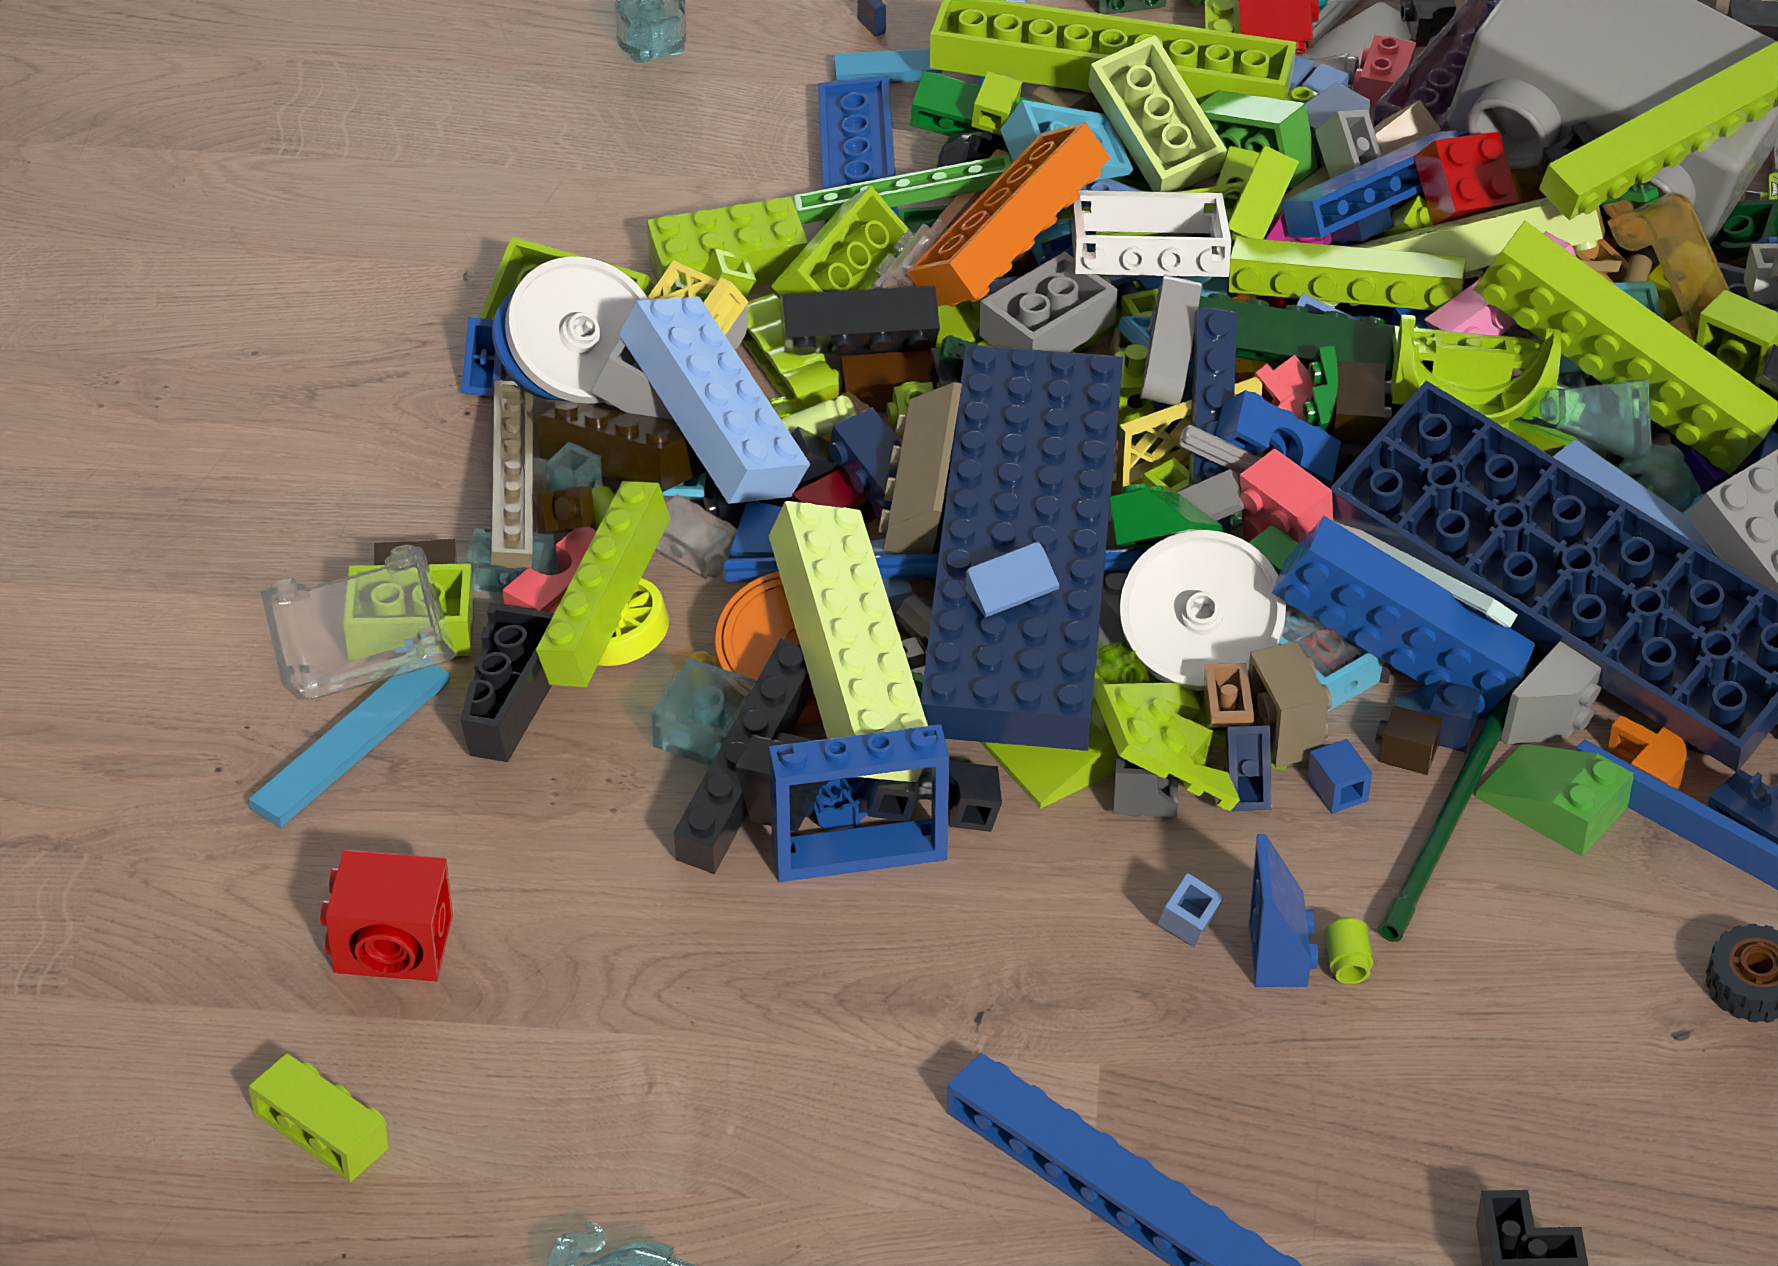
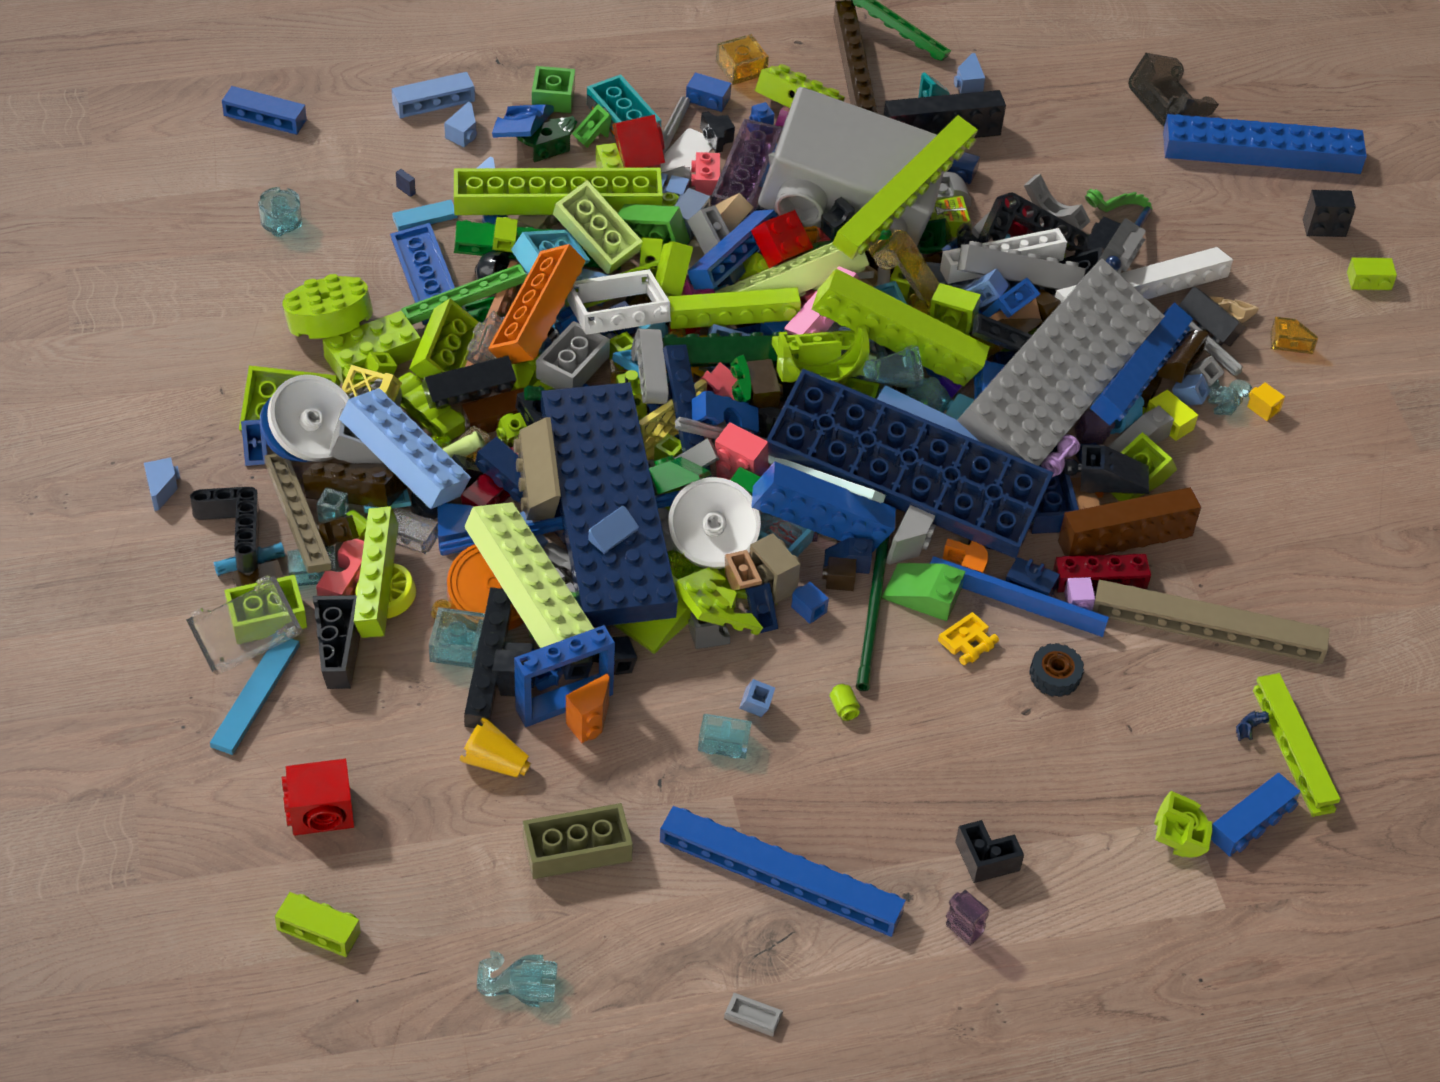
camera: 20 degrees left, 5 degrees up
(317, 390) = (161, 480): none -> medium blue slope
(429, 461) = (233, 503): none -> black beam
(433, 529) = (264, 554): none -> dark azure pin
(672, 171) = (327, 306): none -> lime brick
(705, 903) = (495, 751): none -> yellow cone
(797, 1076) = (577, 841): none -> olive brick
(891, 867) = (588, 709): none -> orange slope
(1114, 962) = (724, 736): none -> clear light blue brick
(1279, 923) = (806, 697): blue slope -> none
(1606, 879) = (965, 632): none -> yellow plate

